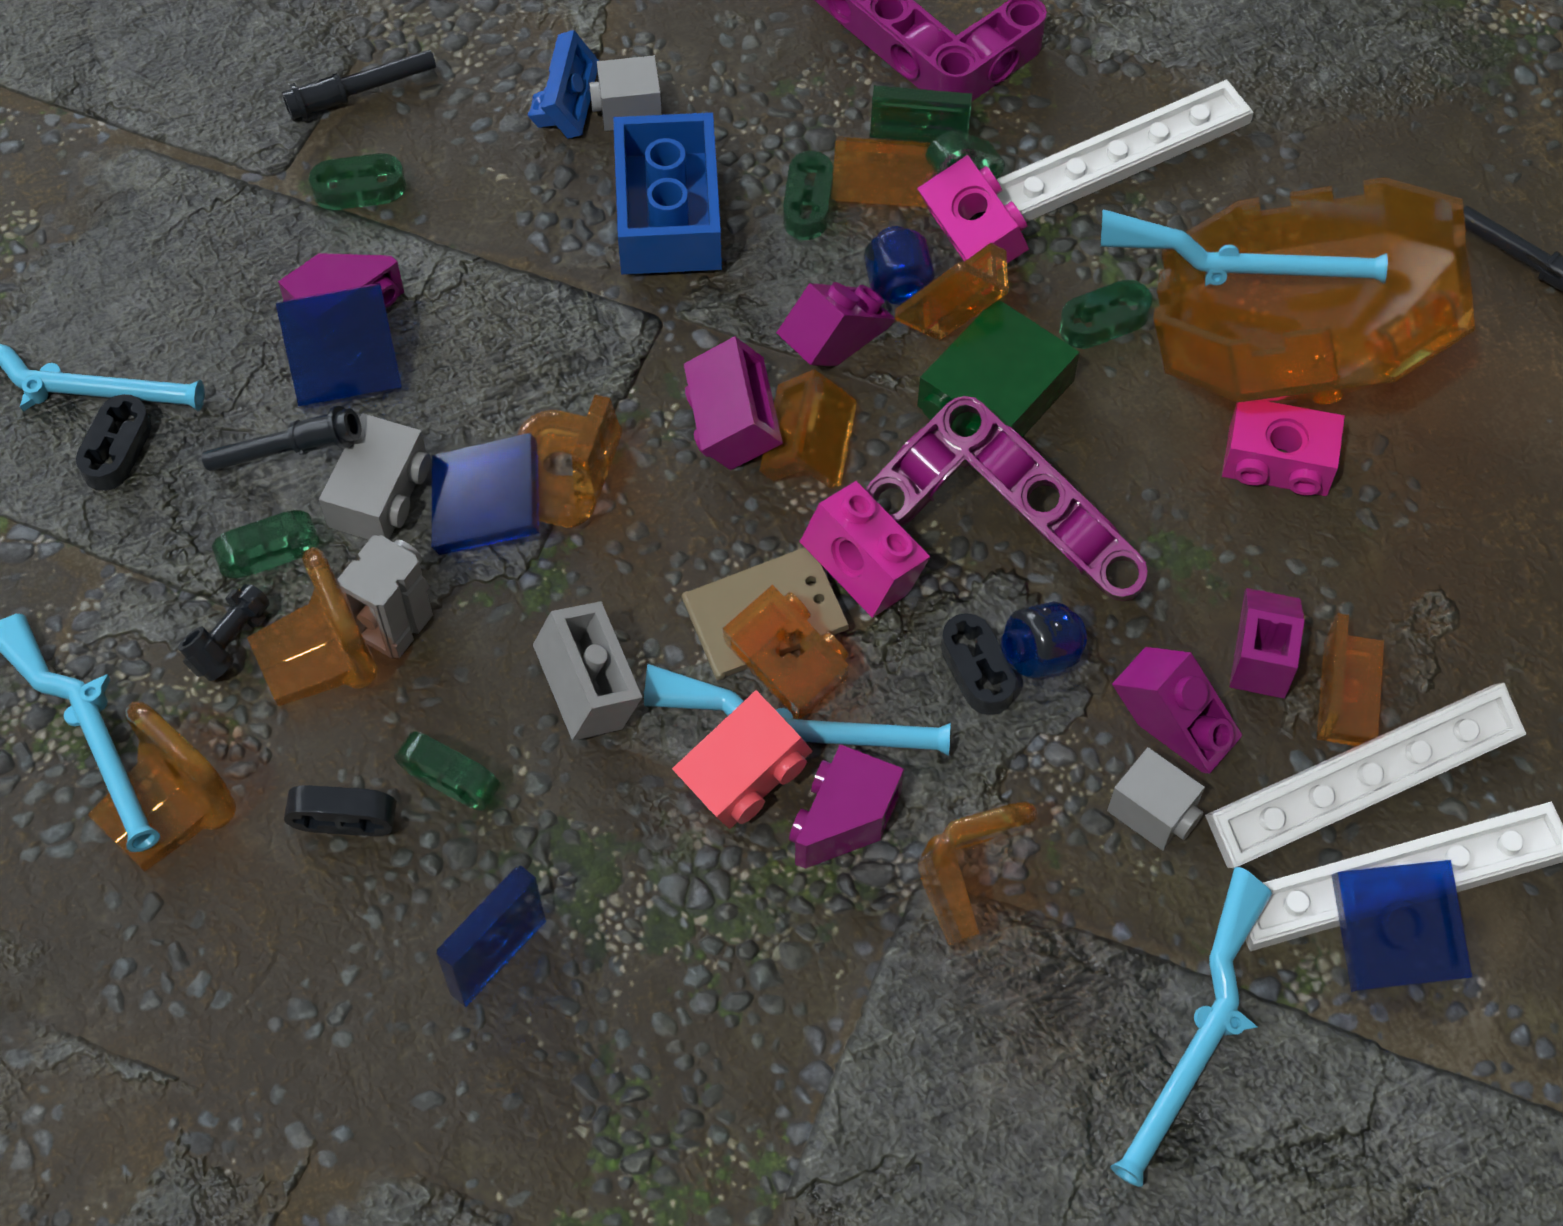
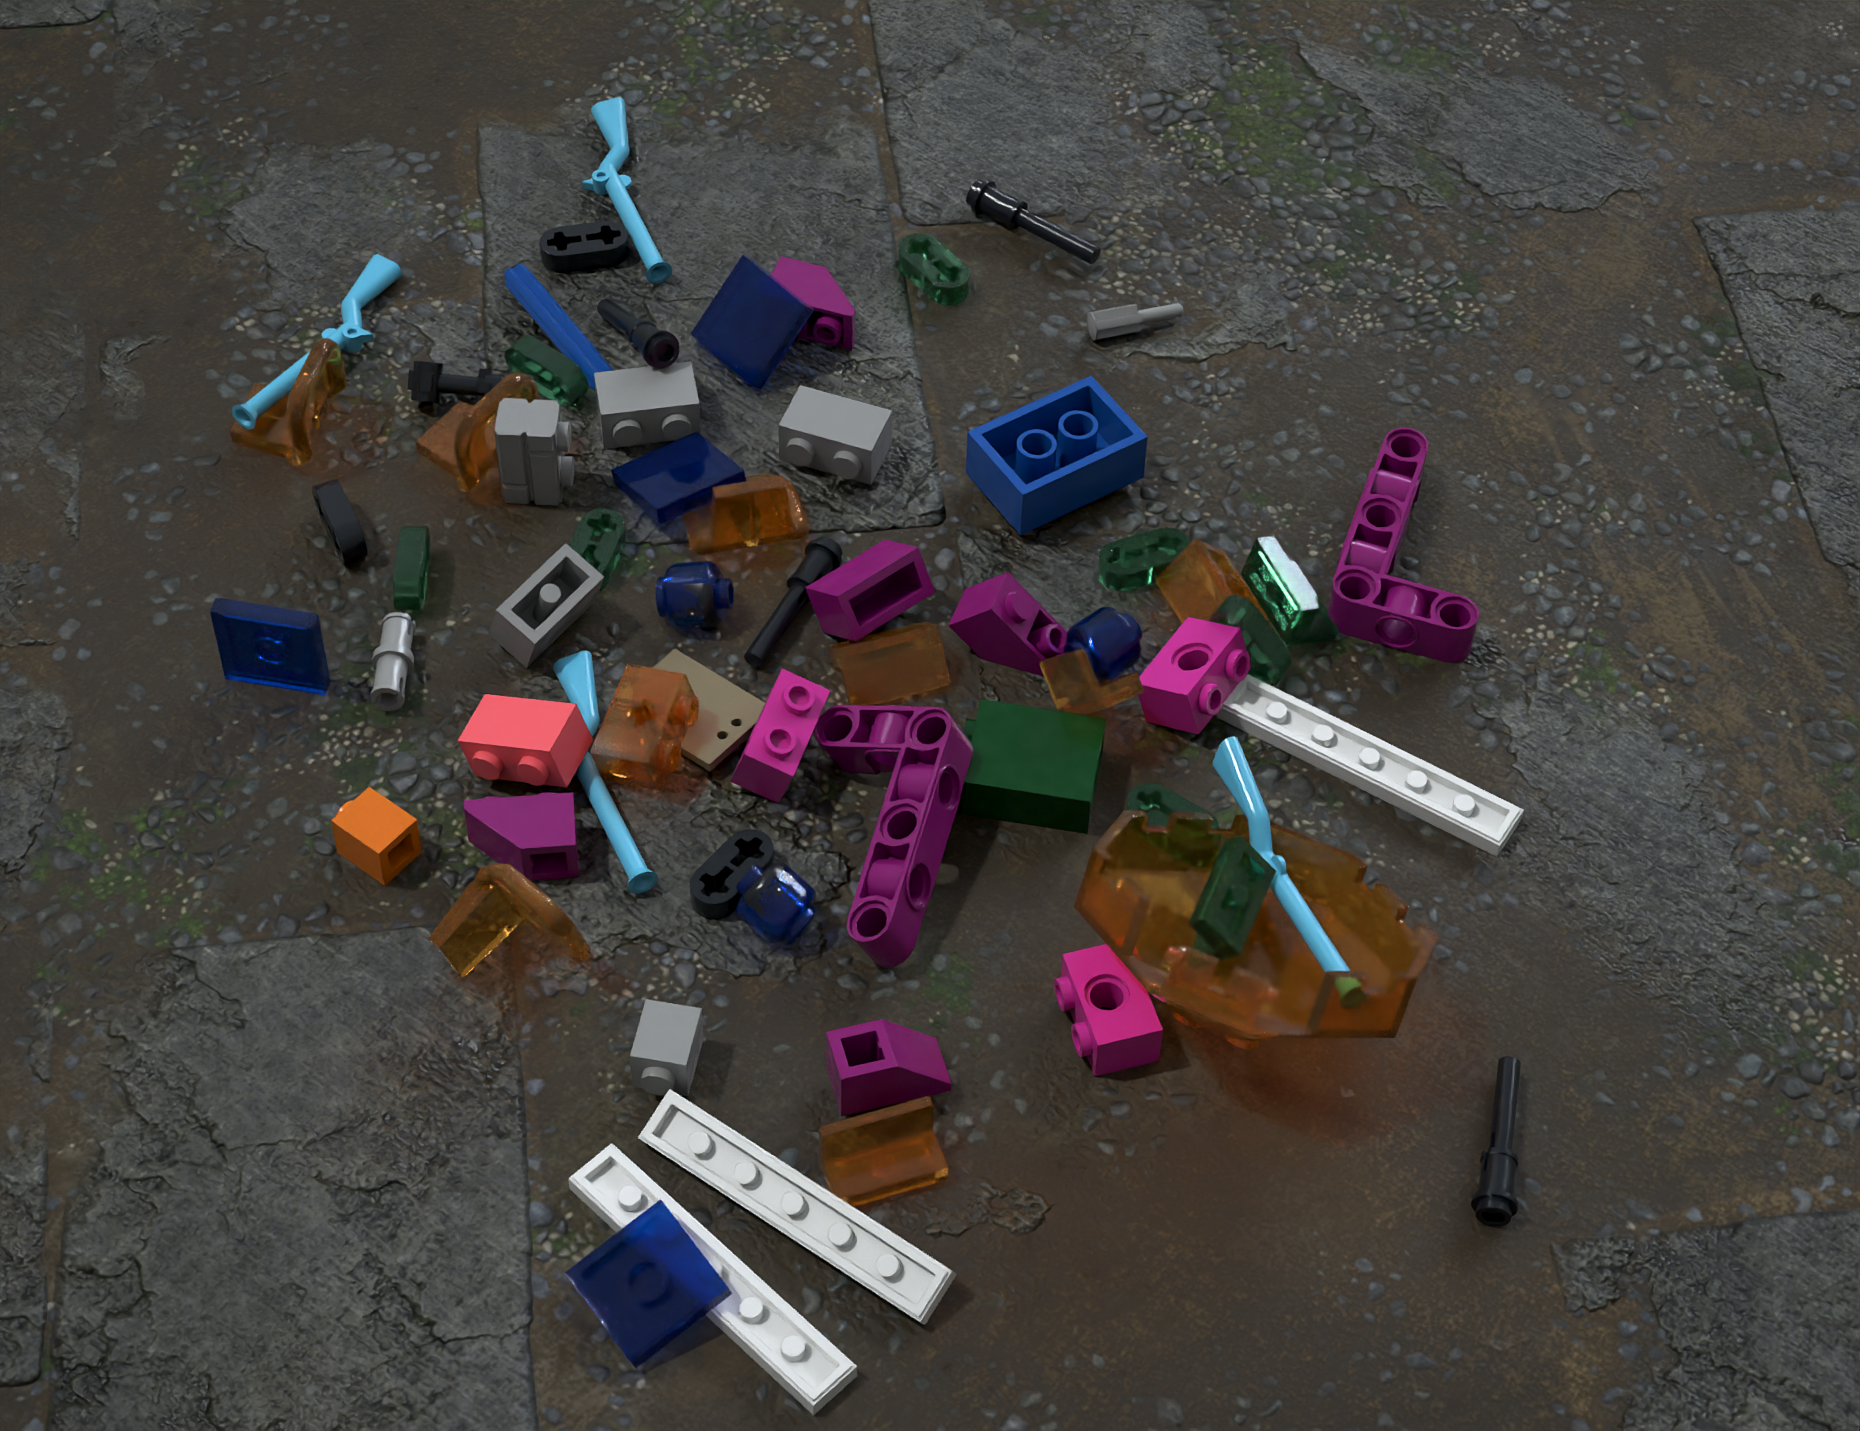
camera: 60 degrees right, 10 degrees down
(205, 509) = (555, 322): none -> blue axle
(513, 614) = (609, 549): none -> clear green beam
(518, 347) = (835, 434): none -> light grey brick
(524, 74) = (1127, 319): none -> light grey axle
(555, 838) = (393, 661): none -> light grey pin
(567, 92) = (1131, 348): blue hinge -> none
(626, 89) = (1152, 390): light grey brick -> none
(641, 545) = (694, 595): none -> clear blue head
(655, 428) = (821, 558): none -> black pin
(772, 942) = (376, 835): none -> orange brick
(1178, 706) = (770, 1031): magenta slope -> none
(1240, 912) = (588, 1147): medium azure piece -> none
(1247, 305) = (1231, 899): none -> clear green panel

